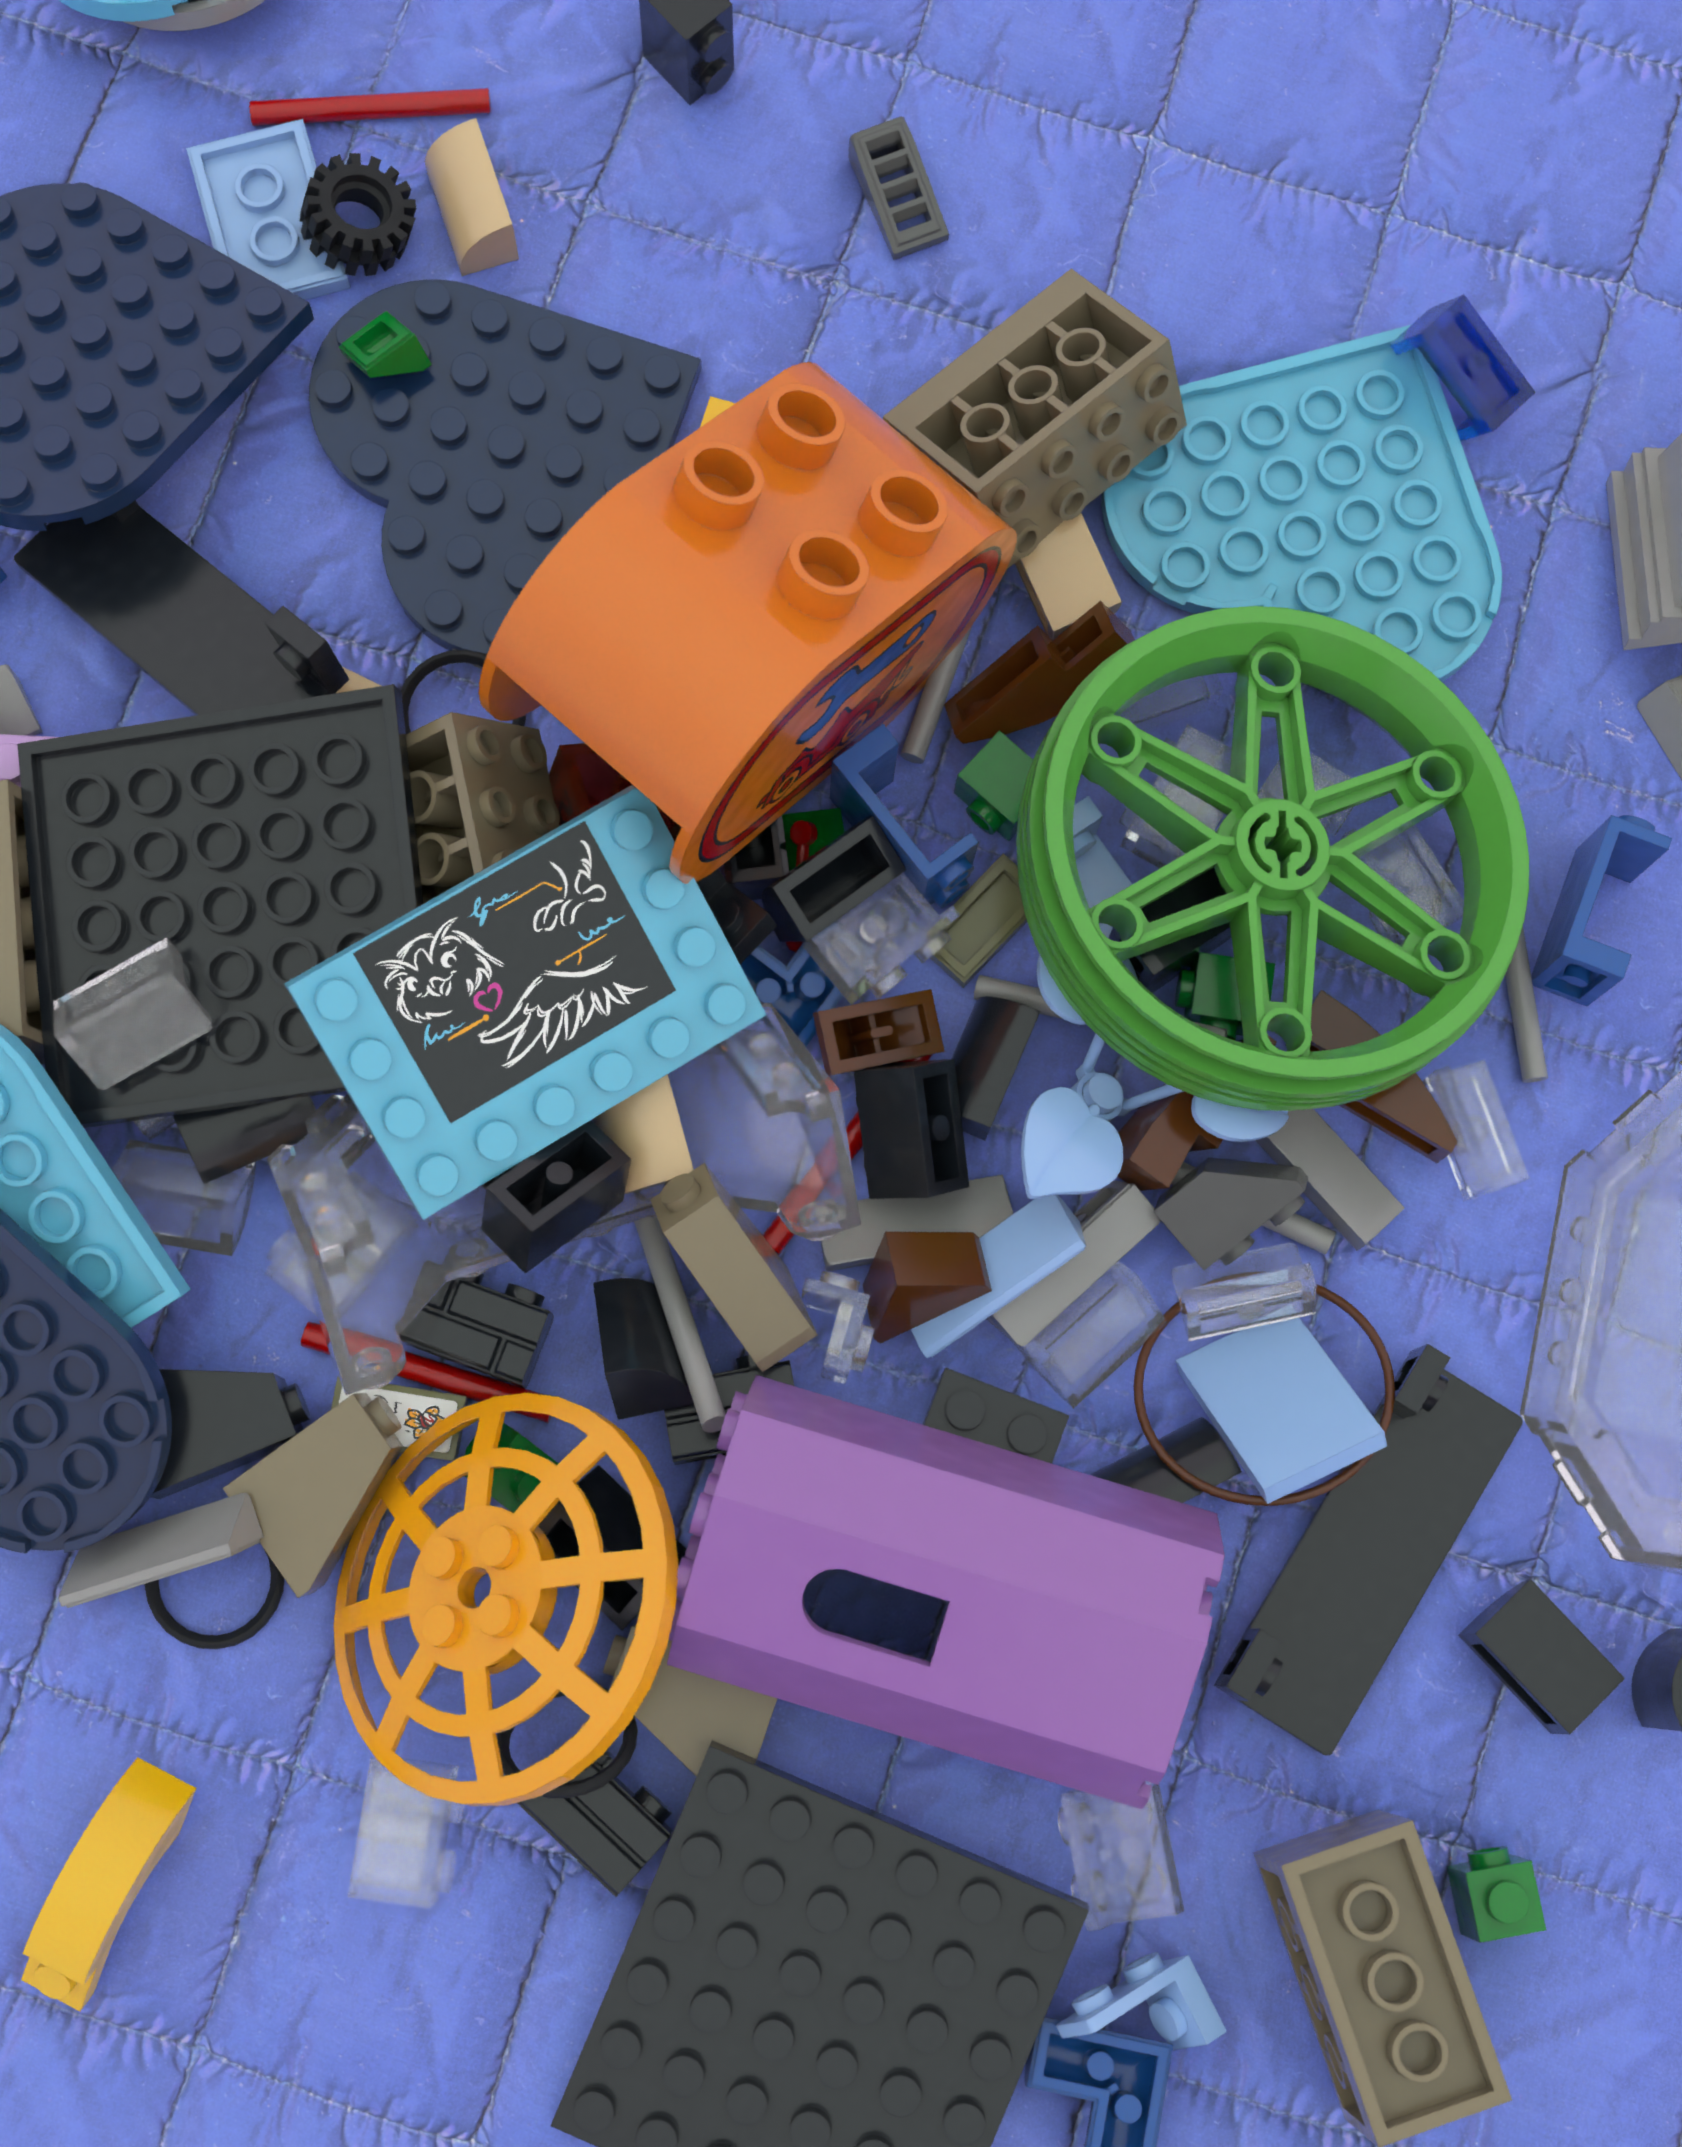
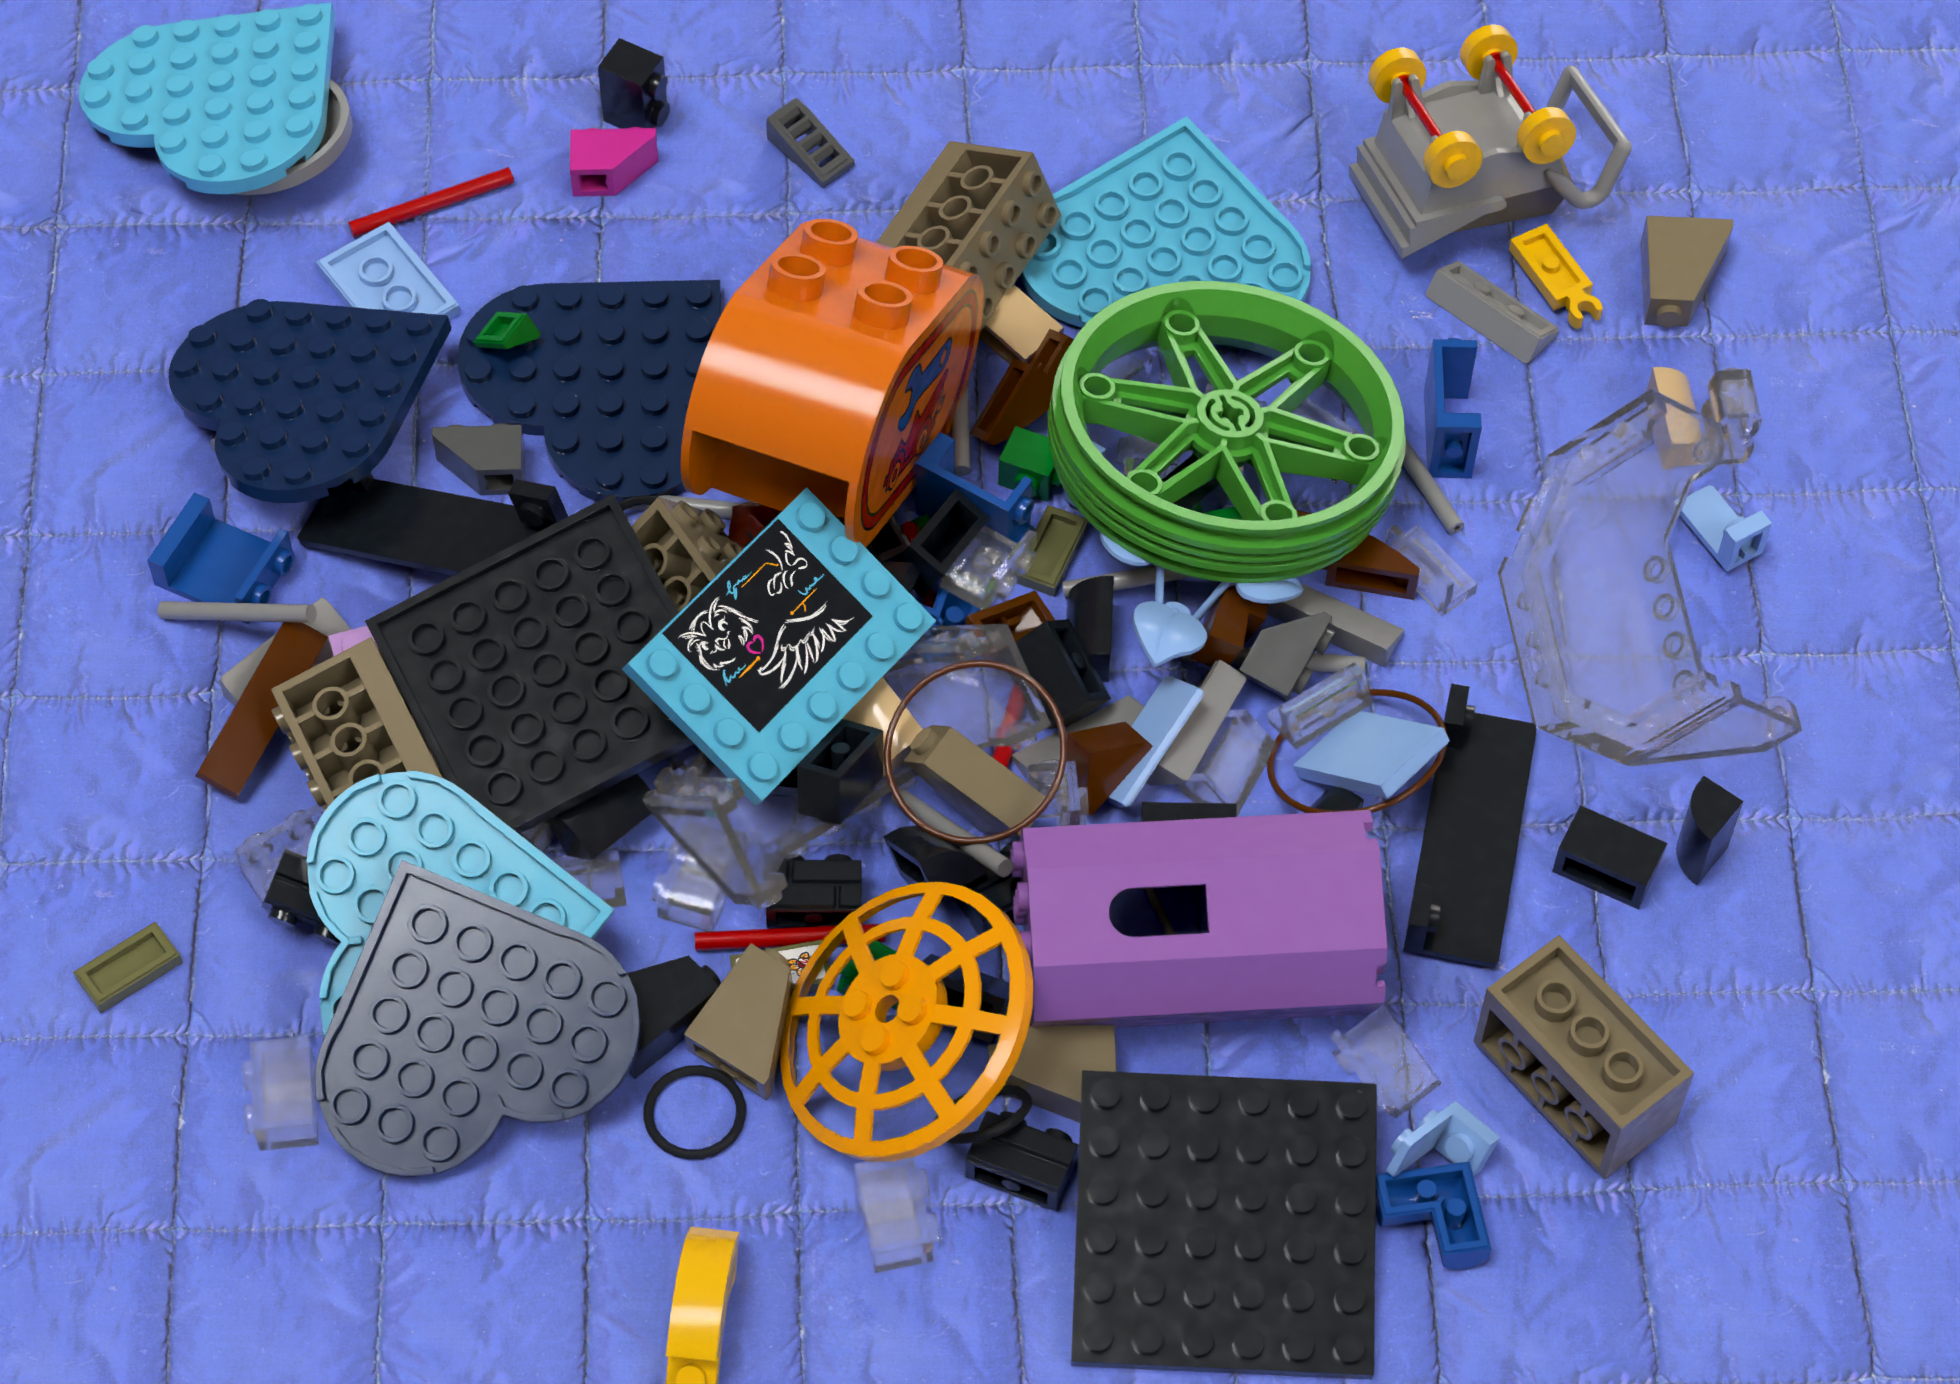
camera: 15 degrees left, 20 degrees down
(130, 1016) = (514, 749): clear panel -> none
(162, 1549) = (657, 1090): light grey slope -> none
(299, 524) = (482, 455): none -> dark grey slope
(365, 186) = (456, 246): black tyre -> none
(470, 199) = (525, 232): tan brick -> none
(622, 124) = (610, 159): none -> dark pink slope
(852, 1207) = (1059, 775): none -> reddish brown piece
(1468, 364) = (1230, 124): clear blue panel -> none
(1495, 1895) = (1648, 996): green brick -> none

